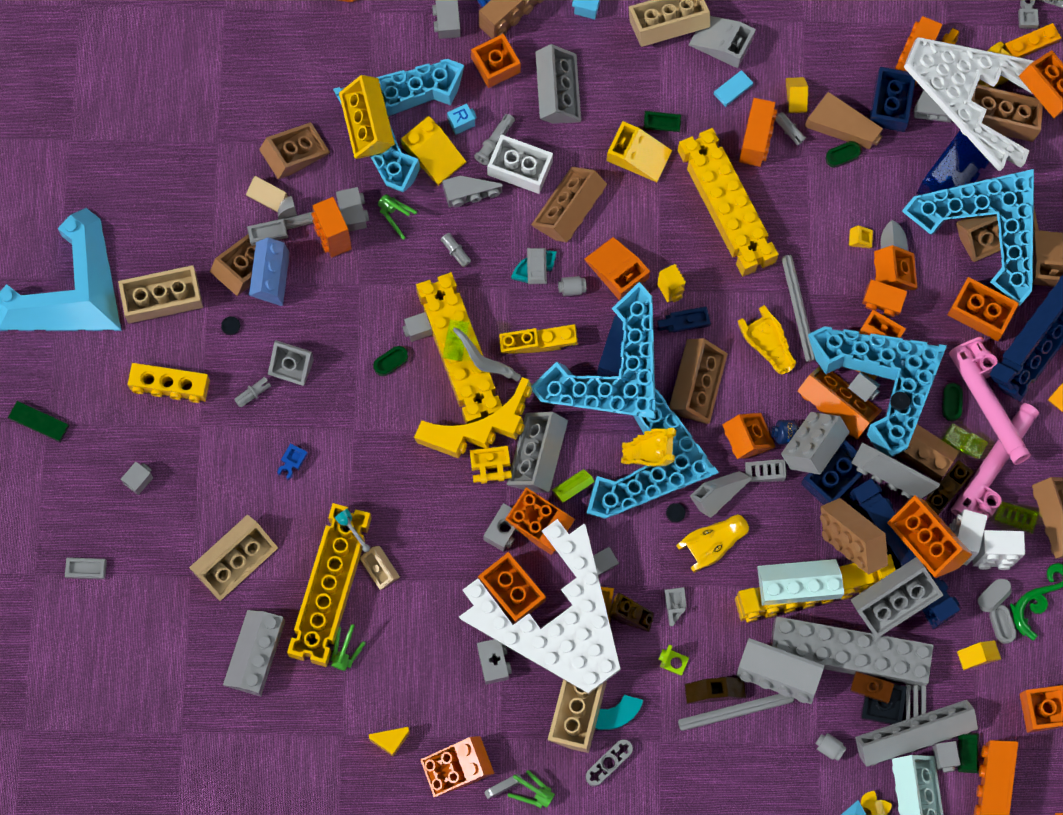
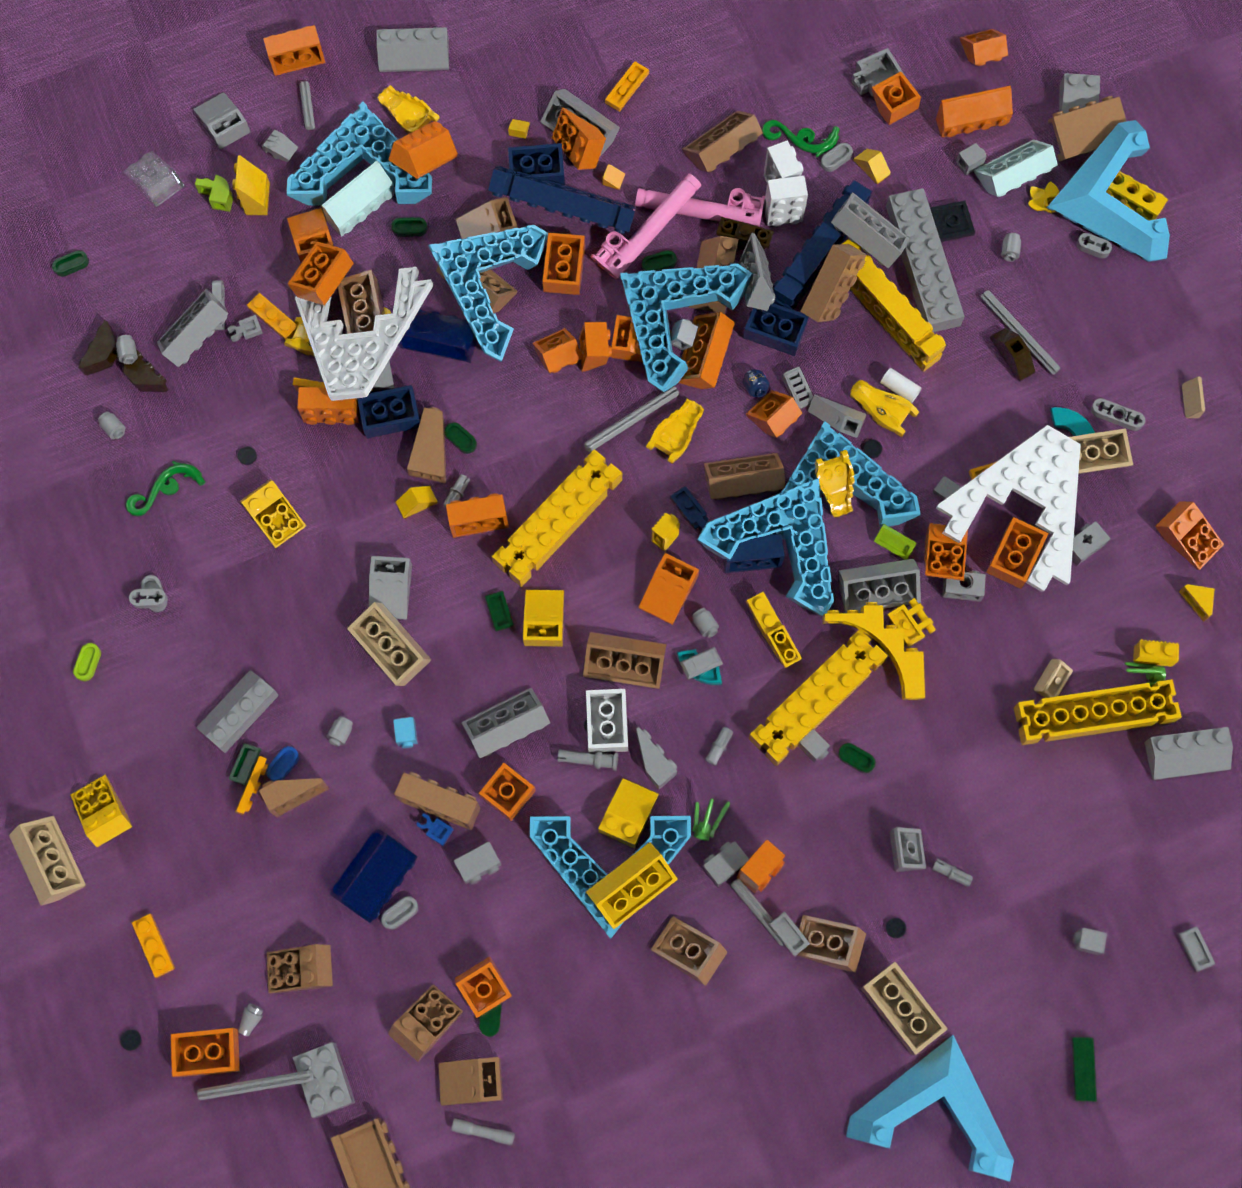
camera: 110 degrees left, 0 degrees up
(140, 373) = (981, 969): yellow brick -> none
(233, 557) = (1116, 814): tan slope -> none
(266, 193) = (747, 957): tan slope -> none
(269, 271) = (831, 911): medium blue slope -> none
(286, 208) = (755, 927): light grey brick -> none
(292, 458) = (996, 803): blue plate -> none
(345, 518) = (1038, 720): hinge -> none
(358, 669) = (1156, 653): none -> yellow brick
(453, 346) = (819, 695): clear neon green slope -> none
(461, 118) = (582, 799): medium azure brick -> none
(485, 364) = (827, 663): light grey piece -> none
(501, 787) = (1186, 489): light grey tile -> none
(542, 795) = (1176, 455): bright green plant -> none
(631, 613) = (985, 446): dark brown slope -> none
(666, 657) = (1004, 402): lime bracket -> none
(675, 603) = (954, 416): light grey slope -> none
(727, 566) = (900, 385): none -> white pin
(733, 88) = (435, 560): medium azure tile -> none
(780, 671) = (975, 304): light grey slope -> none
(800, 582) = (898, 307): light aqua slope -> none
(815, 443) = (760, 349): light grey brick -> none
(860, 237) = (537, 393): yellow slope -> none
(871, 687) = (947, 231): reddish brown plate -> none
(894, 235) = (528, 363): light grey brick -> none
(900, 401) = (695, 286): black piece -> none
(915, 688) = (941, 191): light grey tile -> none
(916, 733) = (966, 185): light grey brick -> none
(929, 537) = (812, 216): orange slope -> none
(965, 442) = (690, 239): clear neon green slope -> none
(968, 752) = (953, 147): dark green tile -> none
(994, 595) = (817, 169): light grey tile -> none
(1019, 510) = (738, 162): clear neon green slope -> none

